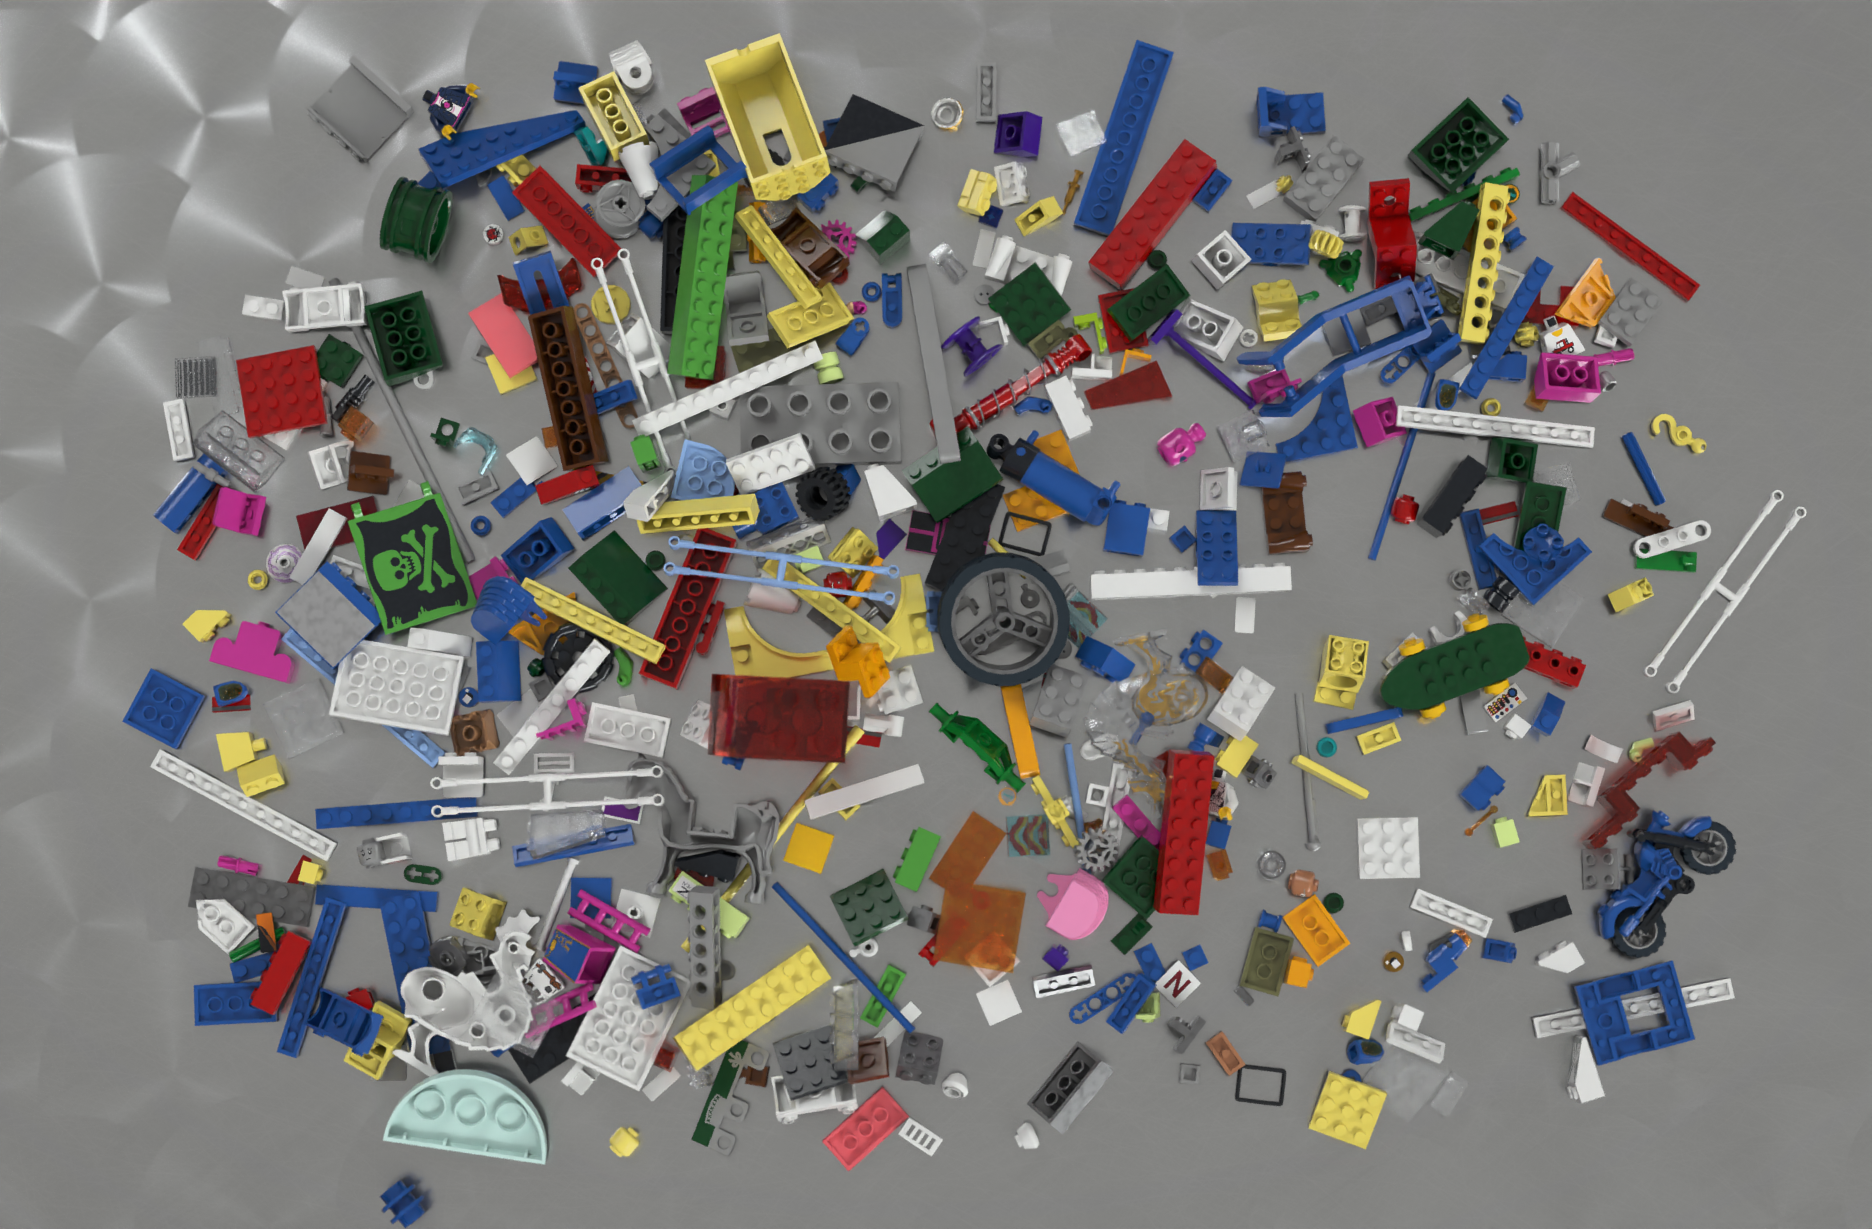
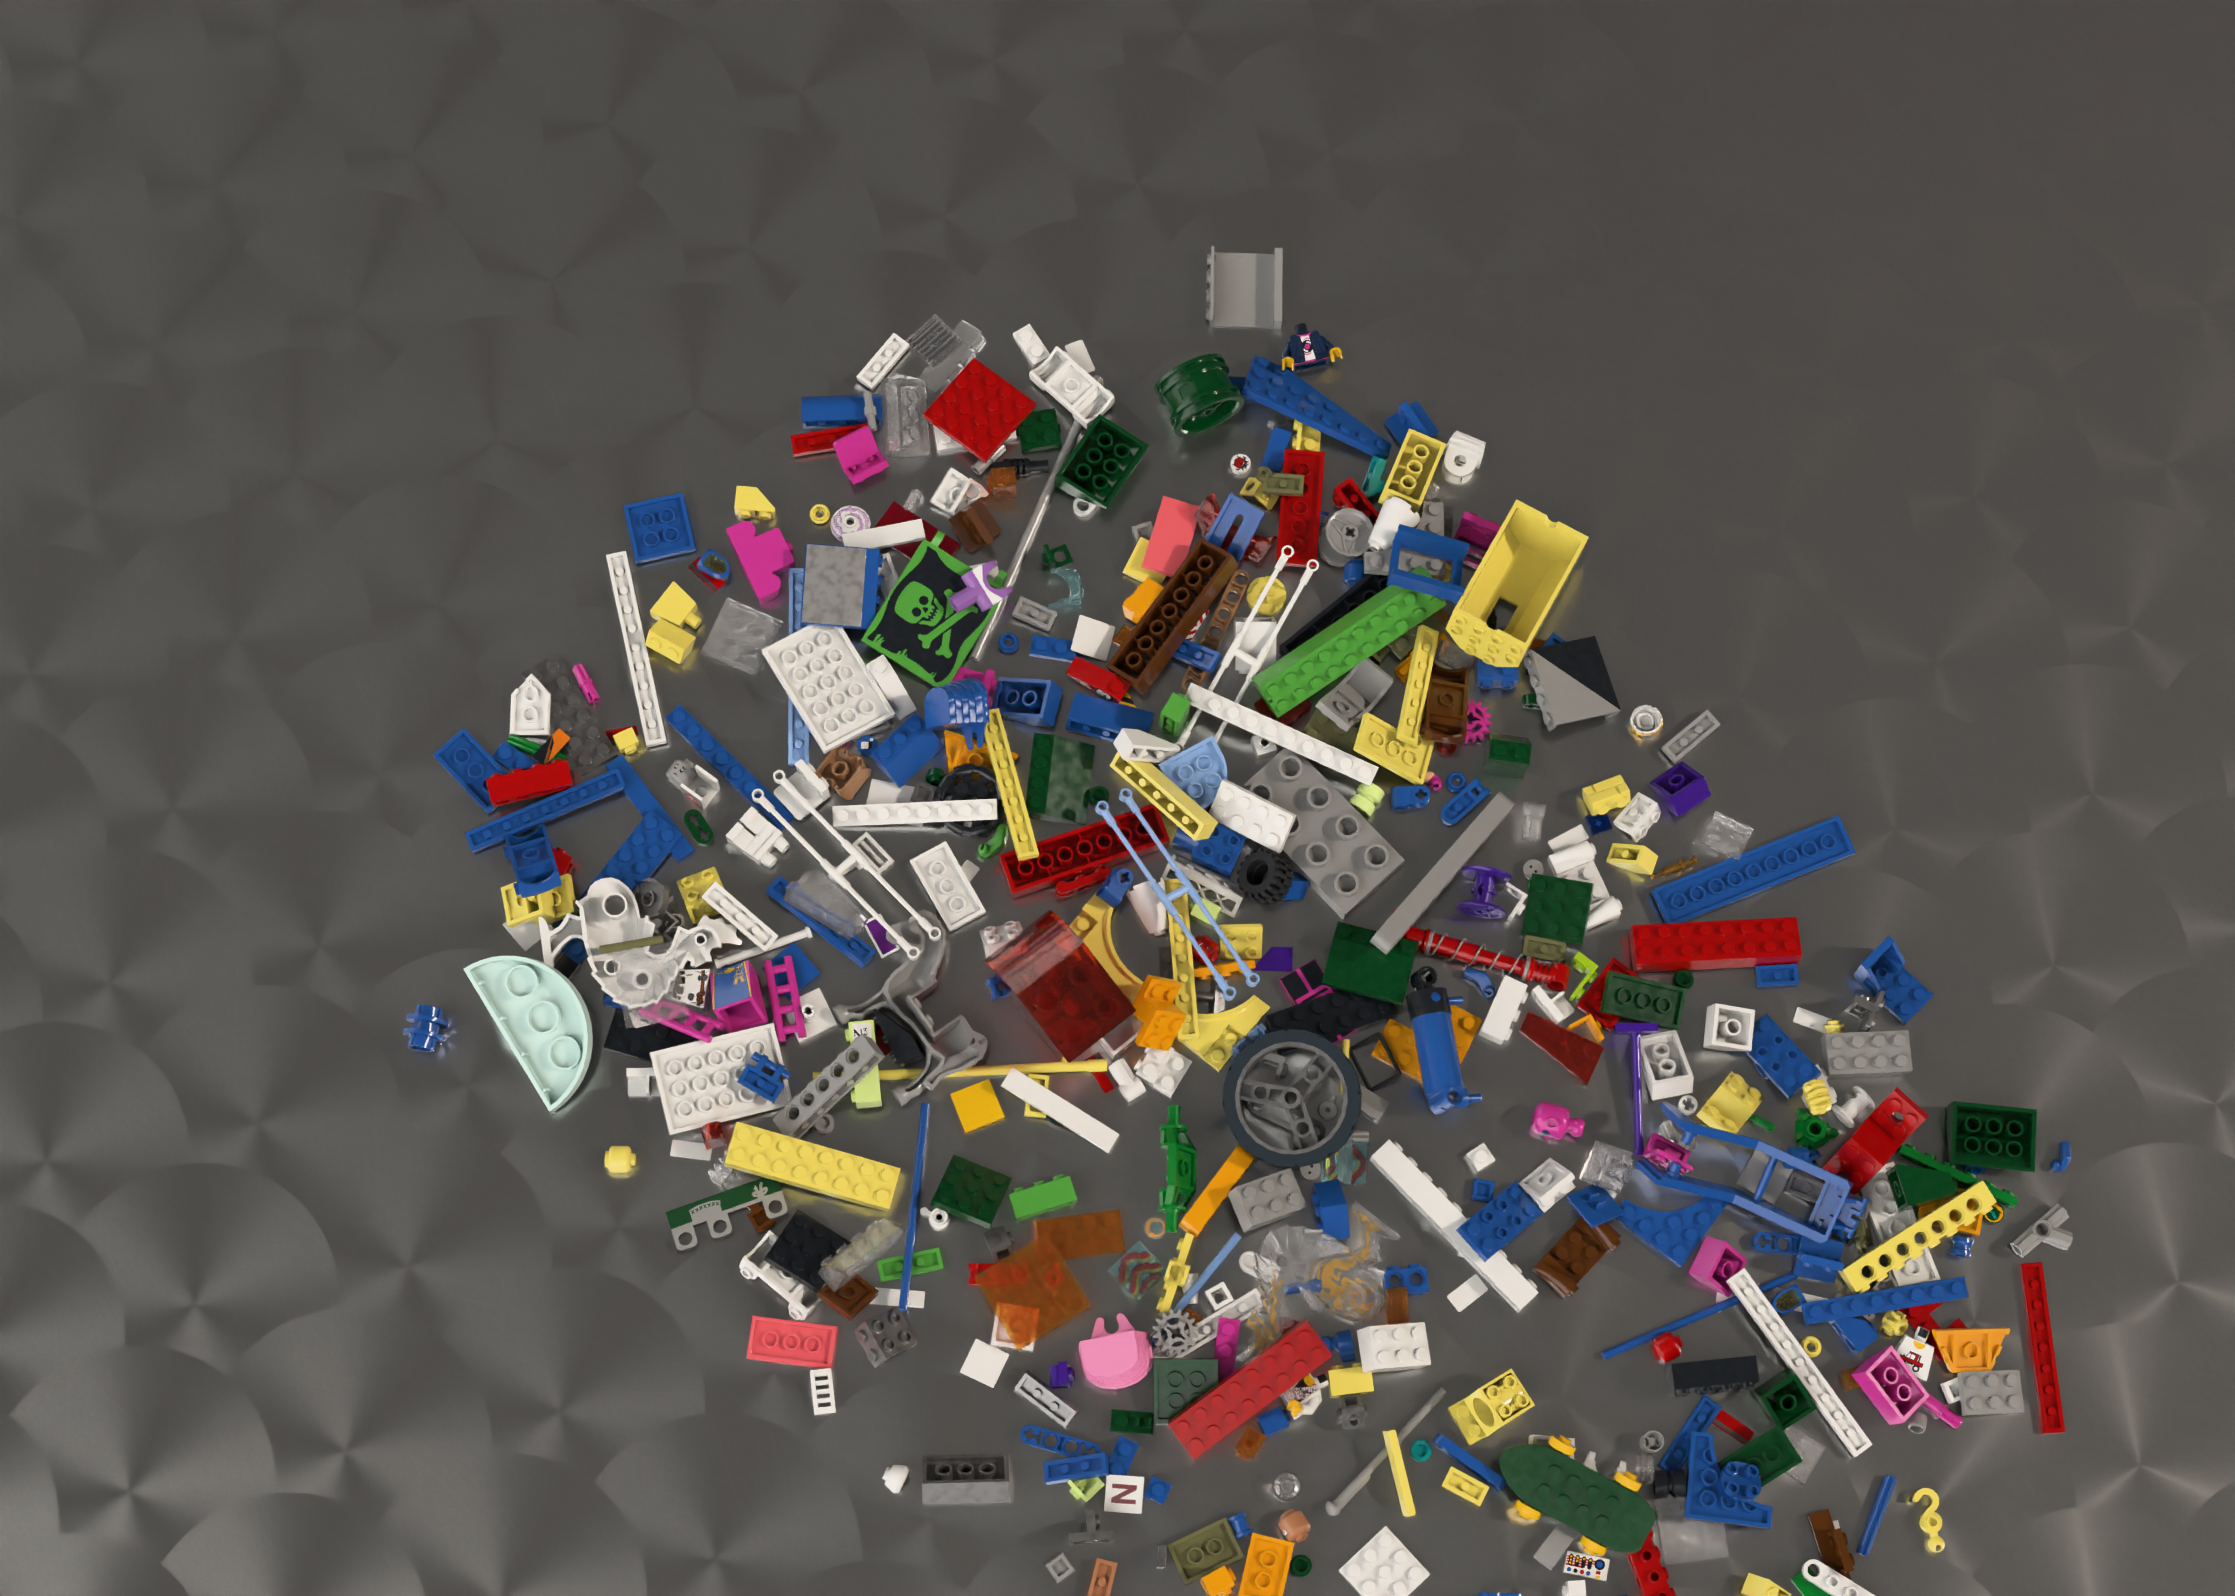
camera: 45 degrees right, 10 degrees down
(306, 498) = (914, 496): none -> clear tile
(423, 514) = (978, 590): none -> medium lavender connector
(473, 1002) = (631, 944): none -> olive piece
(519, 903) = (739, 916): none -> white plate
(536, 220) = (1280, 483): none -> olive hinge
(536, 403) = (1140, 601): none -> light orange brick
(578, 711) = (922, 841): dark pink plate -> none
(735, 611) = (1113, 889): none -> blue piece
(887, 493) = (1309, 926): white slope -> none
(955, 1086) = (887, 1384): white cone -> none
(1126, 529) = (1450, 1138): blue brick -> none
(1356, 289) = (1803, 1153): none -> blue plate

